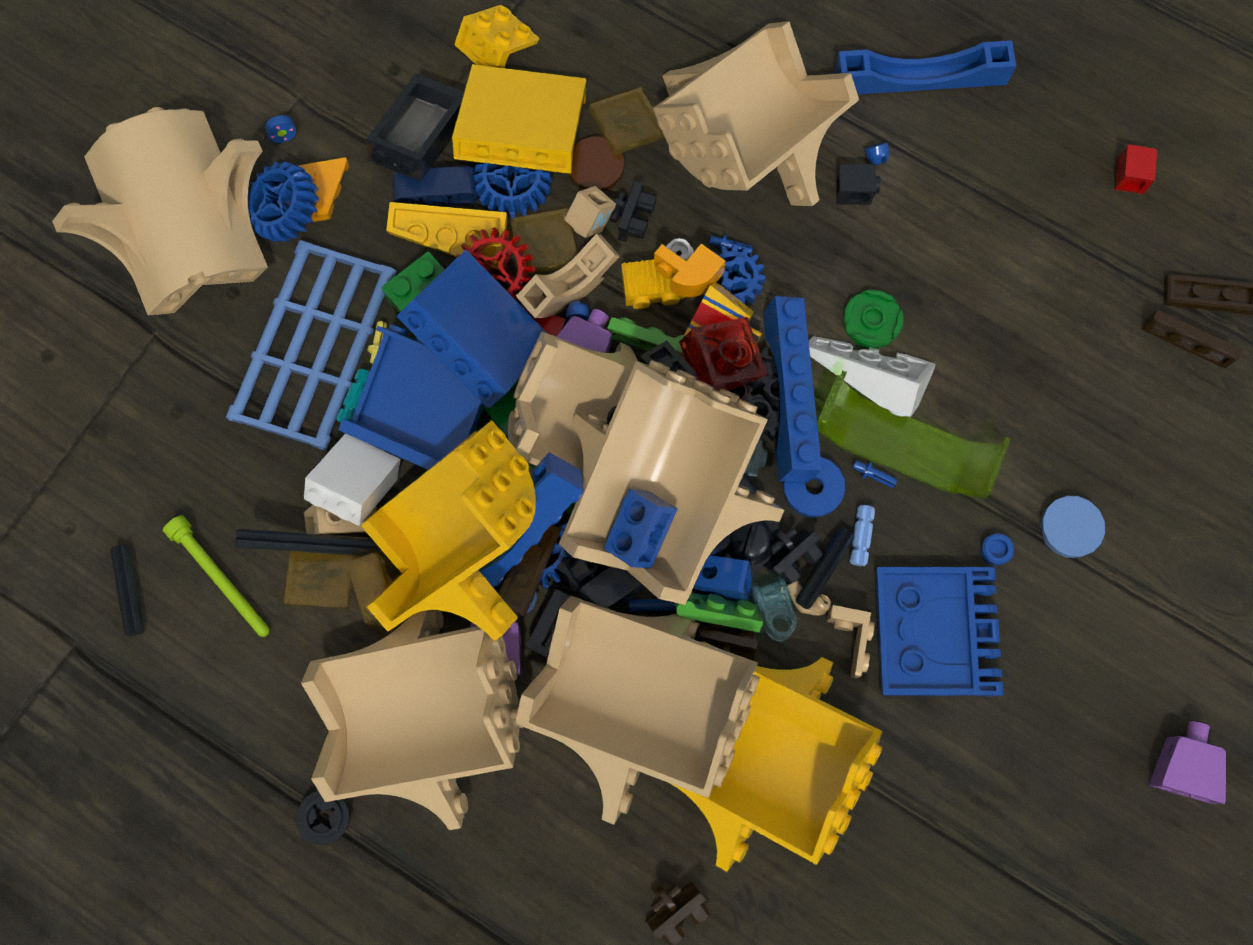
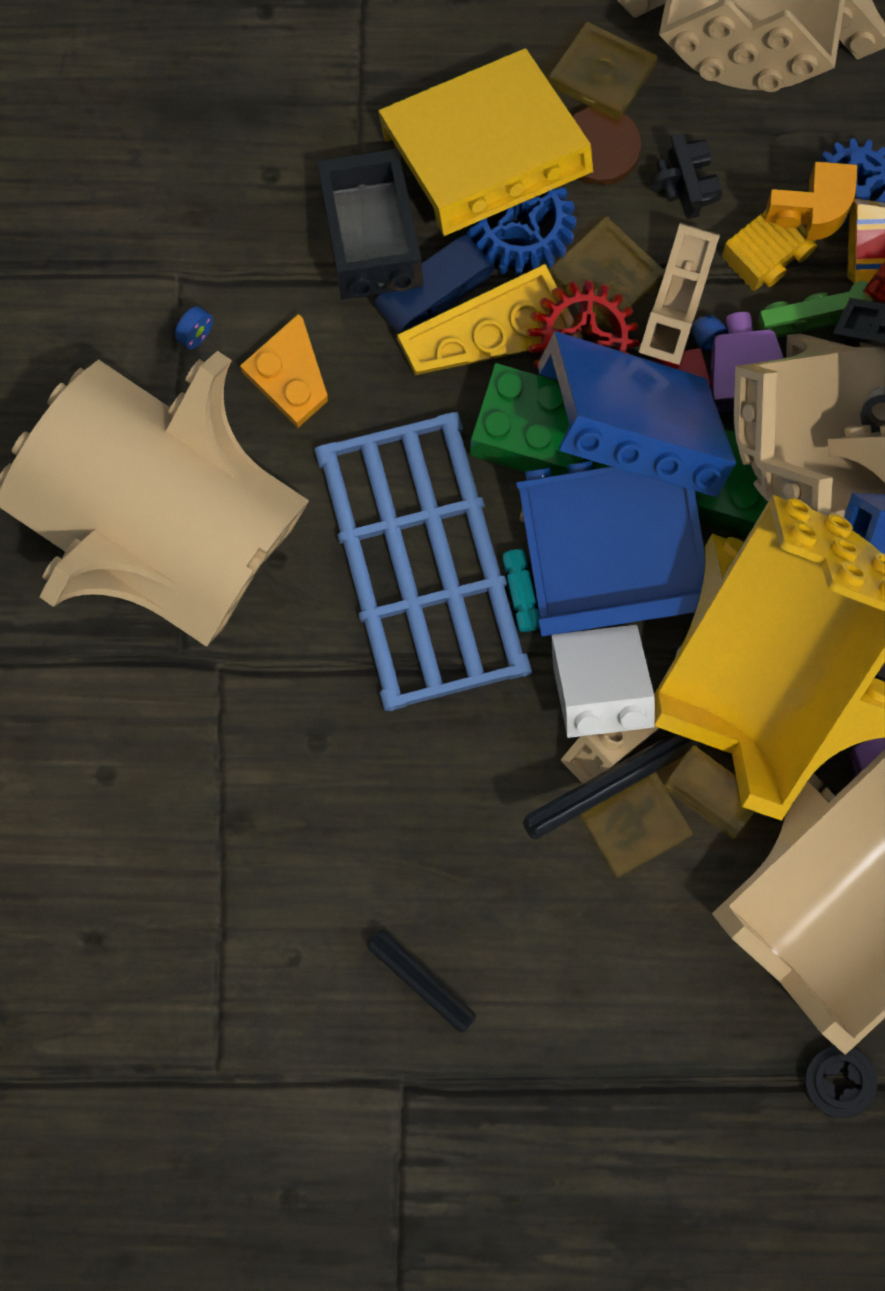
camera: 35 degrees left, 0 degrees up
(180, 531) = (436, 874): lime piece -> none
(282, 201) = (276, 397): blue gear -> none
(376, 342) = (505, 518): light yellow piece -> none
(493, 35) = (371, 64): yellow bracket -> none
(590, 212) = (643, 204): tan brick -> none
(682, 246) = (767, 182): white plate -> none
(729, 244) = (815, 149): blue piece -> none

